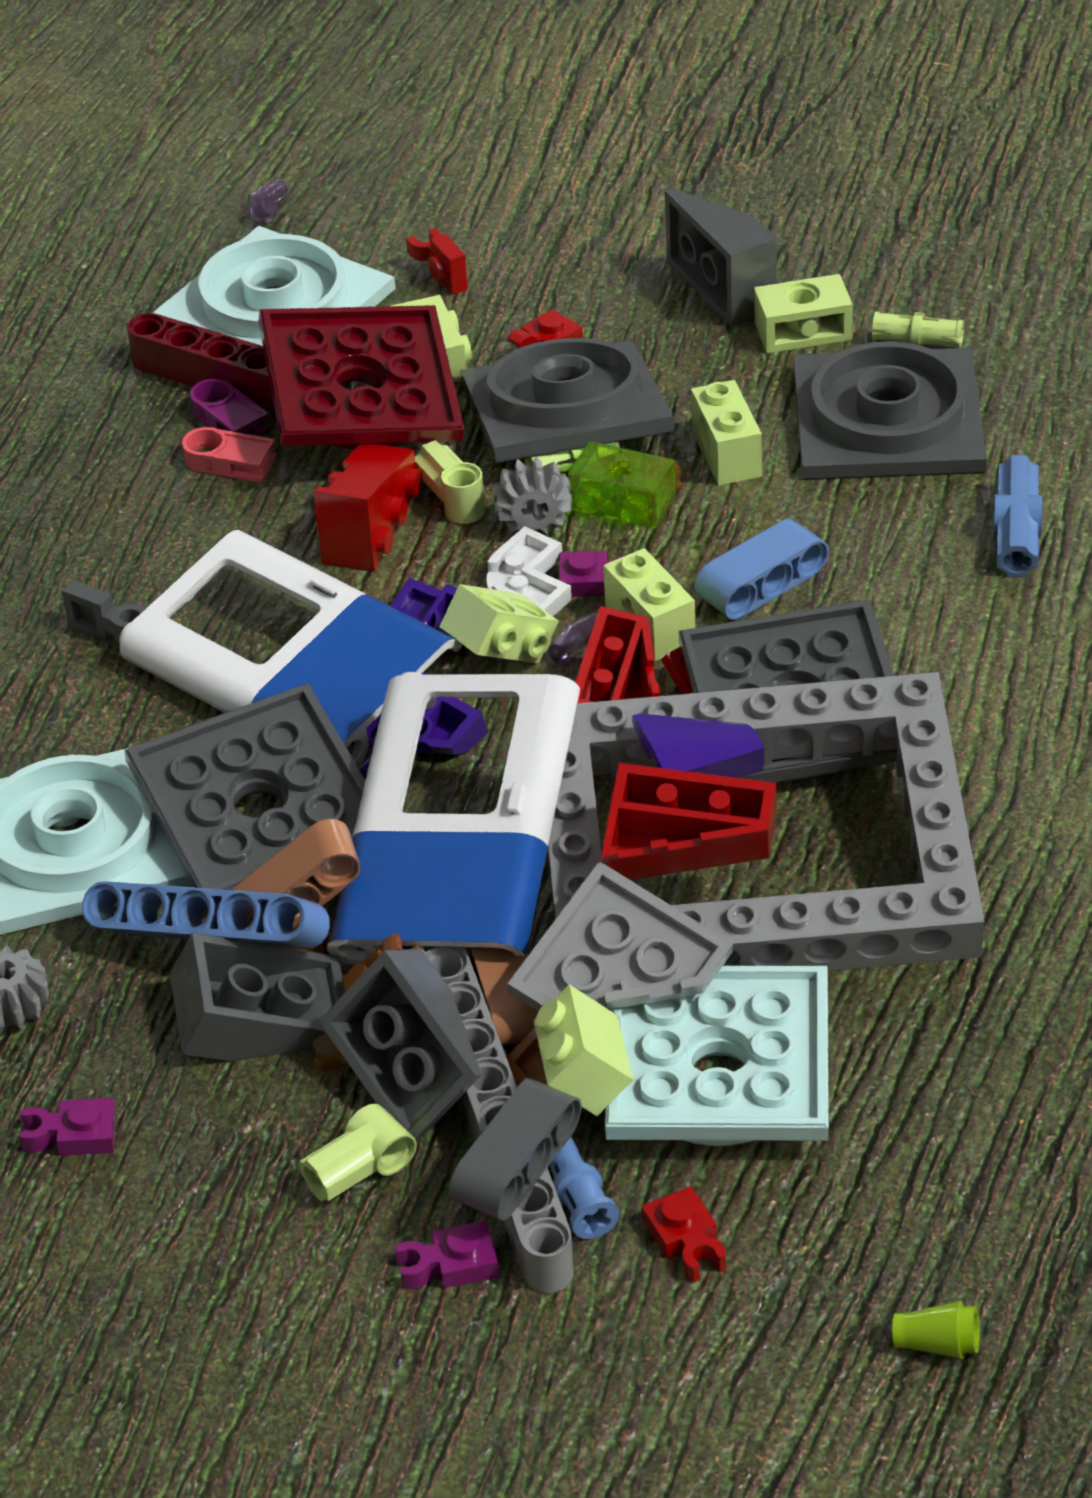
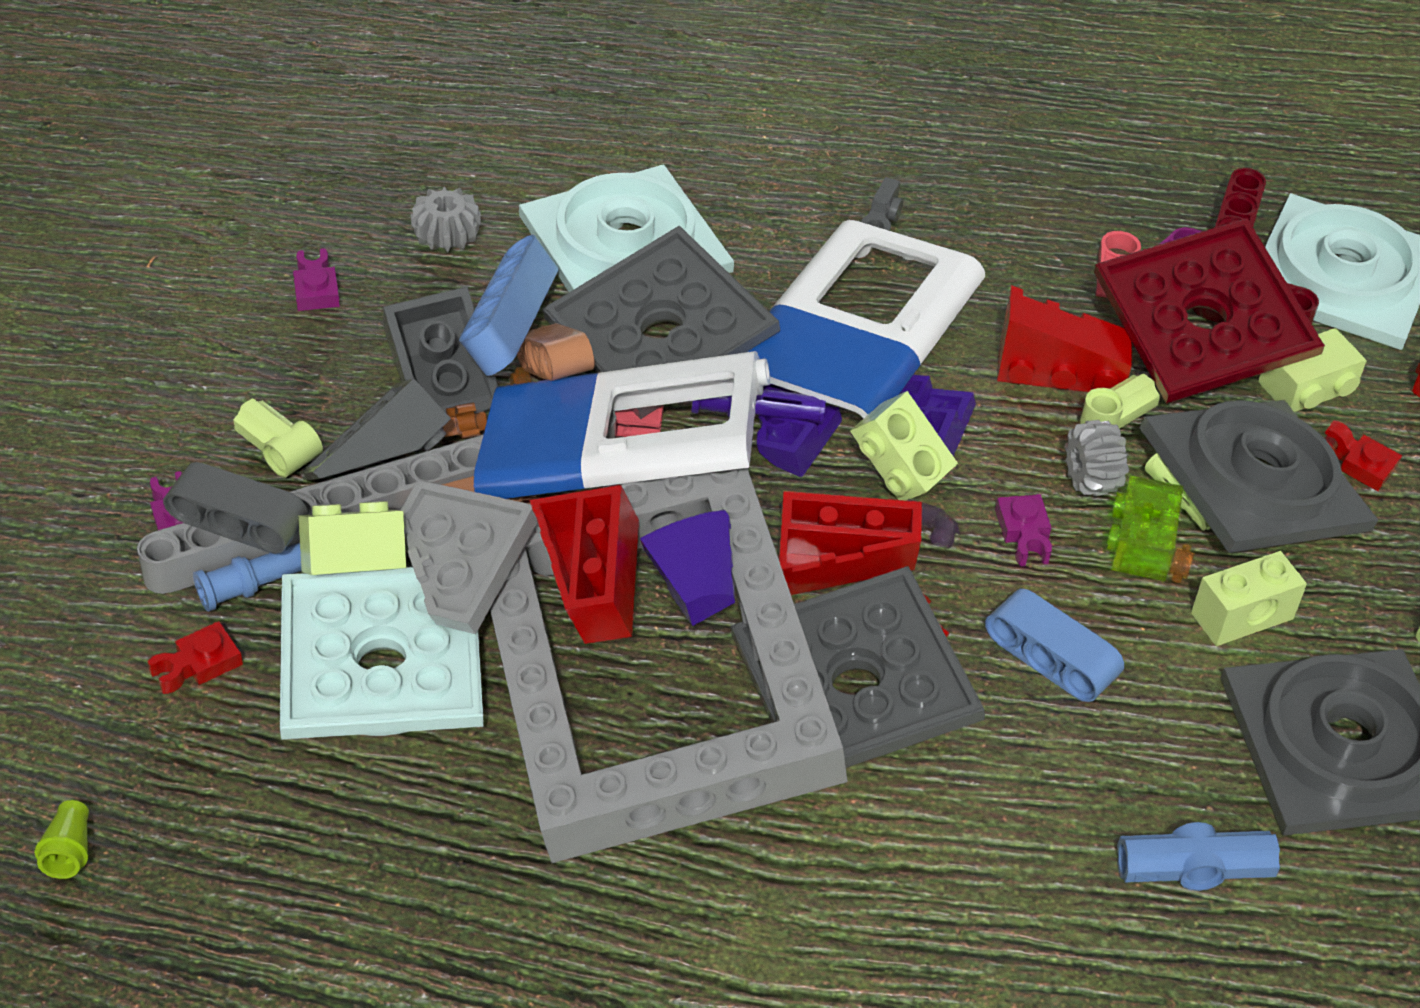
camera: 75 degrees right, 5 degrees up
(521, 568) = (1014, 466): white plate -> none
(646, 589) = (973, 559): yellowish green brick -> none

